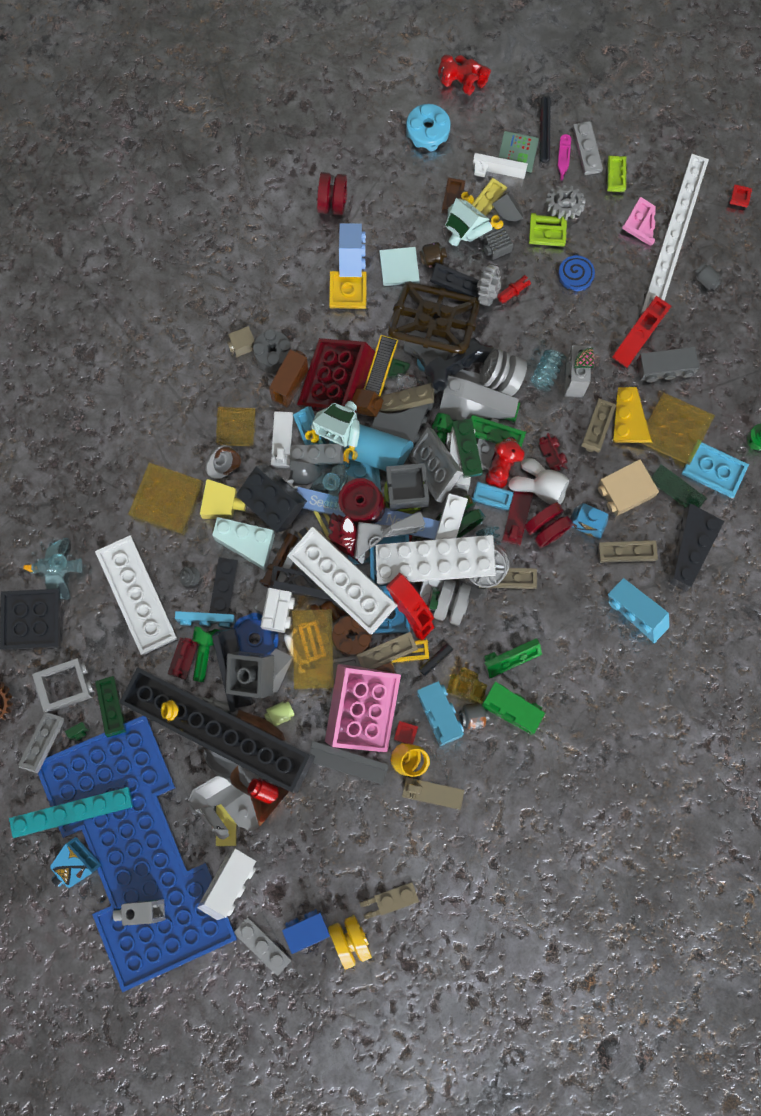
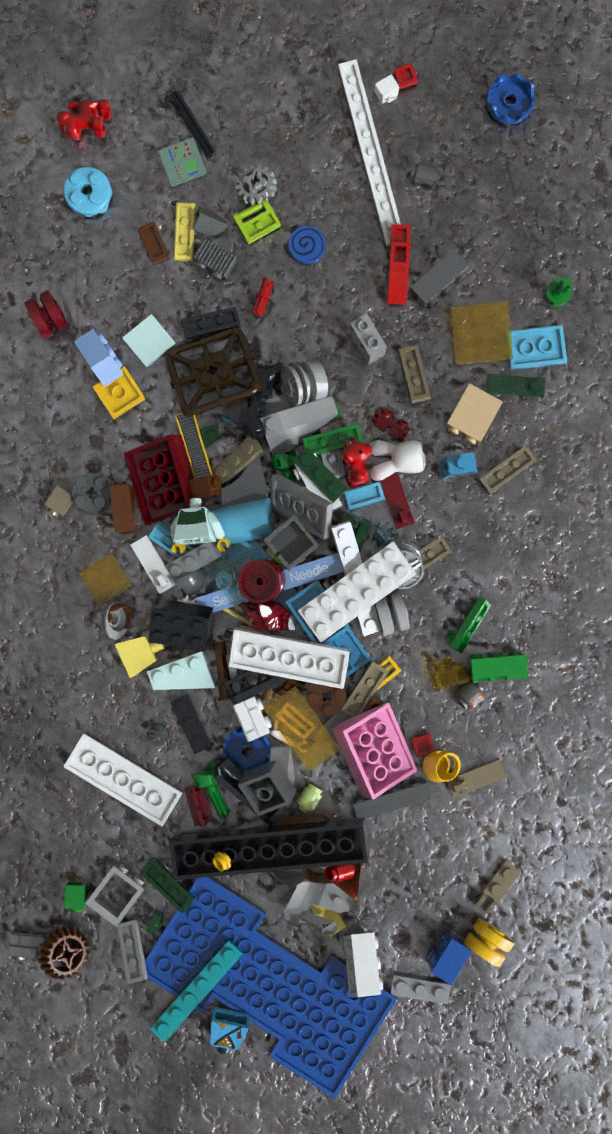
camera: 30 degrees left, 10 degrees up
(28, 664) = (75, 896): none -> green brick
(30, 619) = (50, 858): black plate -> none
(55, 566) = (40, 801): clear light blue animal -> none
(140, 912) = (308, 1031): light grey torso -> none
(165, 498) = (90, 681): clear yellow plate -> none
(205, 619) = (195, 762): medium azure plate -> none
(367, 537) = (287, 606): light grey tile -> none
(405, 526) = (315, 574): light grey slope -> none
(411, 605) = (360, 641): red slope -> none
(432, 601) = (376, 627): dark green tile -> none
(433, 254) = (172, 311): dark brown head -> none
(436, 659) = (407, 667): black piece -> none
(440, 713) = (441, 711): medium azure wedge -> none
(467, 221) = (181, 261): light aqua torso -> none
(486, 163) = (160, 194): white hinge -> none
(489, 285) = (240, 309): light grey gear -> none
(547, 368) = (338, 352): clear light blue piece -> none
(549, 525) = (429, 493): dark red wheel -> none
(564, 155) = (225, 138): dark pink piece -> none
(585, 359) = (370, 330): dark green tile -> none
(587, 148) = (241, 117): light grey plate -> none
(616, 173) = (283, 126): lime plate -> none
(630, 418) = (436, 349): yellow wing -> none
(639, 610) = (548, 515): medium azure wedge -> none
(641, 221) = (333, 158): bright pink wing -> none
(694, 543) = (559, 426): black wedge -> none
(718, 195) = (386, 89): none -> white plate

